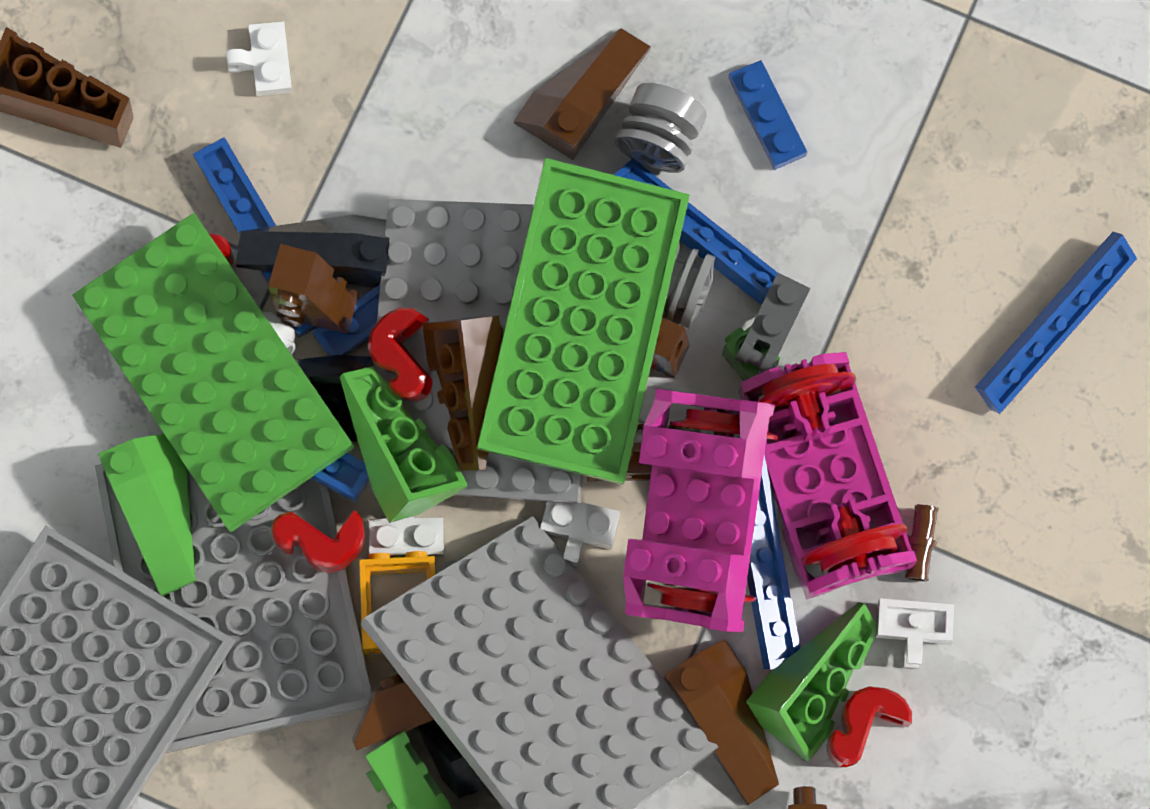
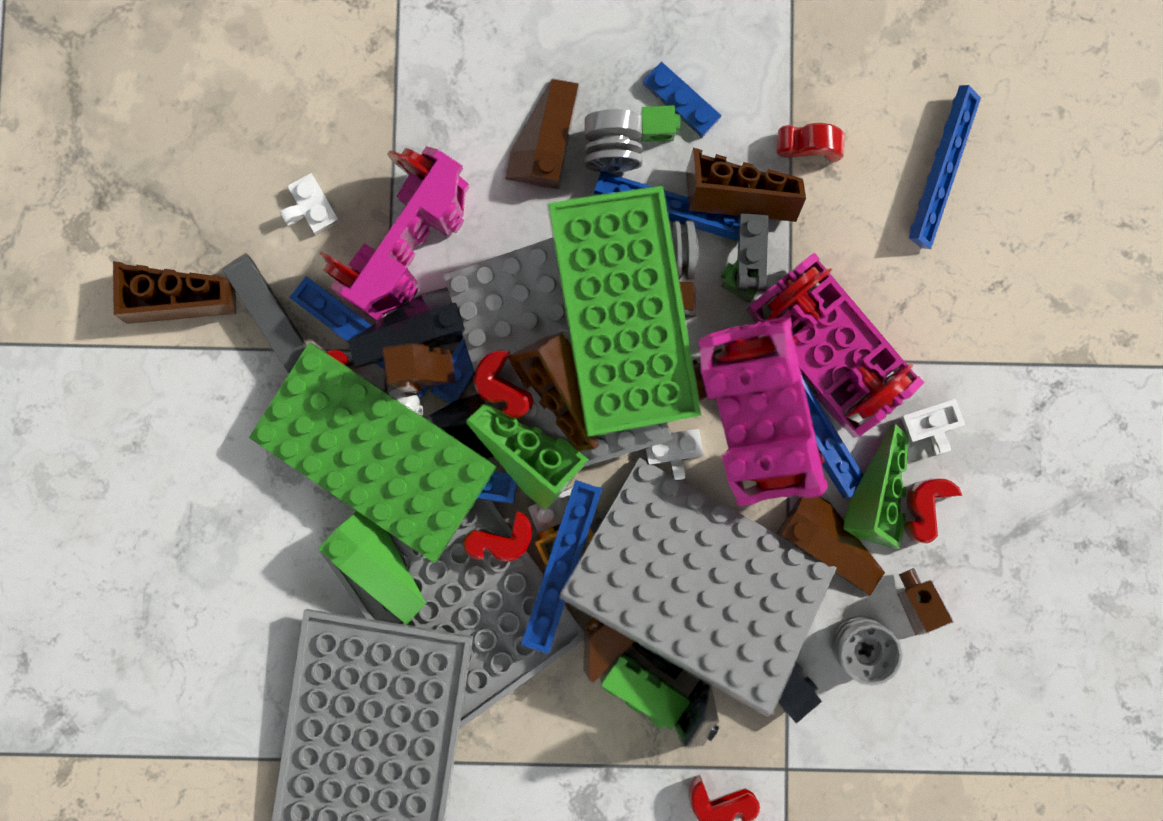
camera: 20 degrees left, 10 degrees up
(158, 156) = (266, 310): none -> dark grey beam
(398, 575) = (561, 566): none -> blue plate
(415, 105) = (432, 198): none -> dark pink piece
(726, 130) = (659, 123): none -> bright green brick
(786, 243) = (738, 189): none -> reddish brown wedge
(903, 223) = (811, 140): none -> red animal
(922, 541) = (913, 354): reddish brown pin -> none

